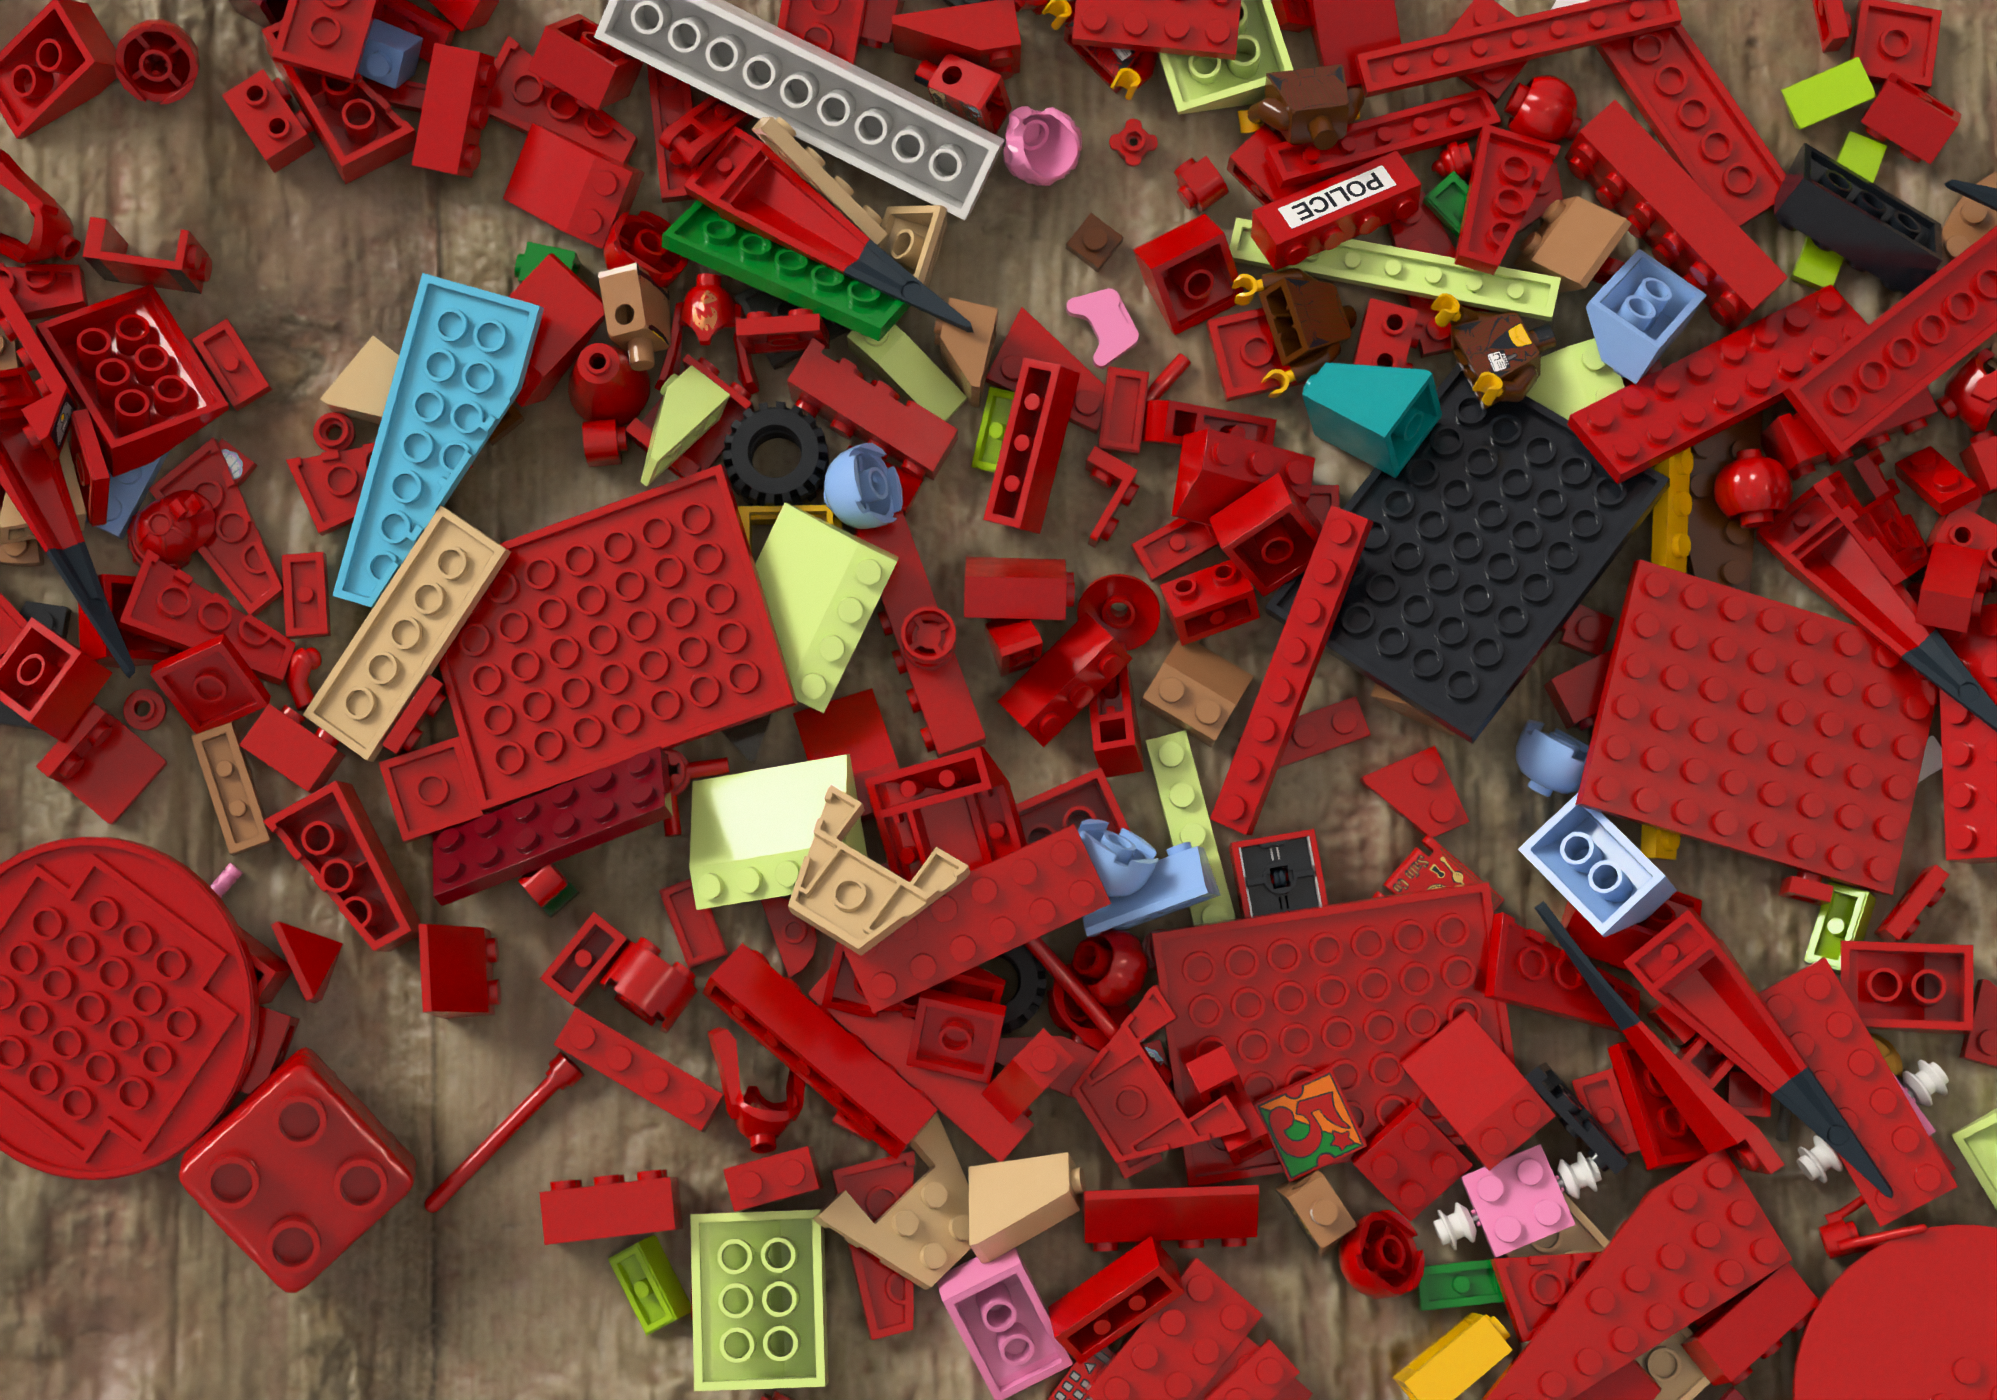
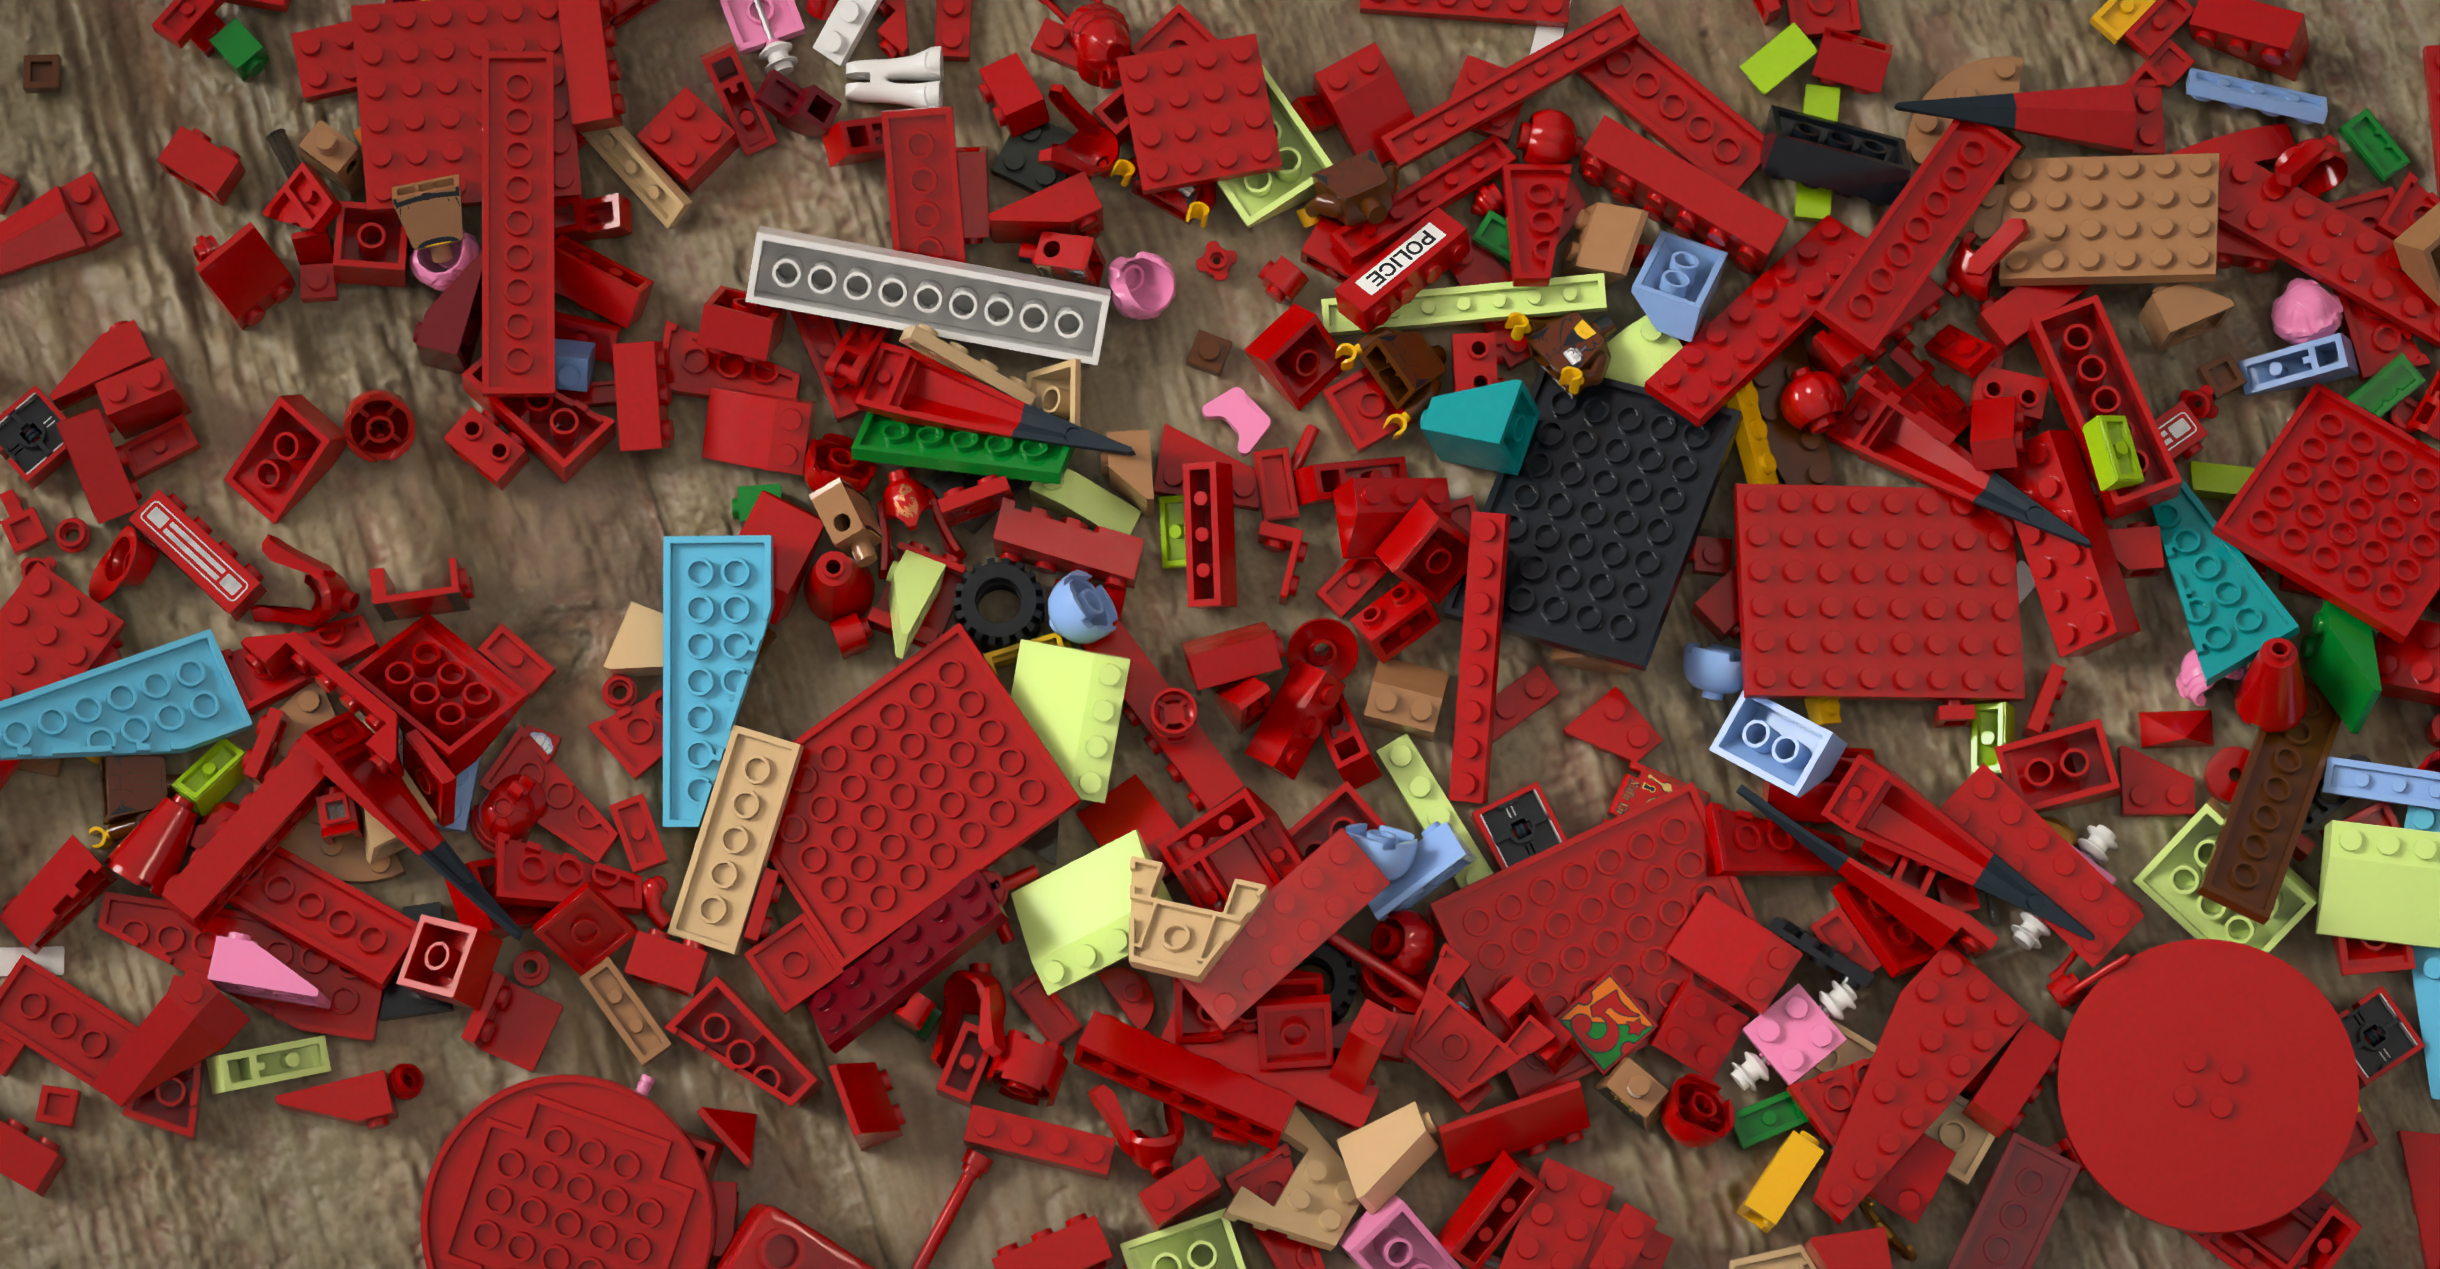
camera: 15 degrees left, 5 degrees down
(616, 880) = (976, 994): none -> red piece

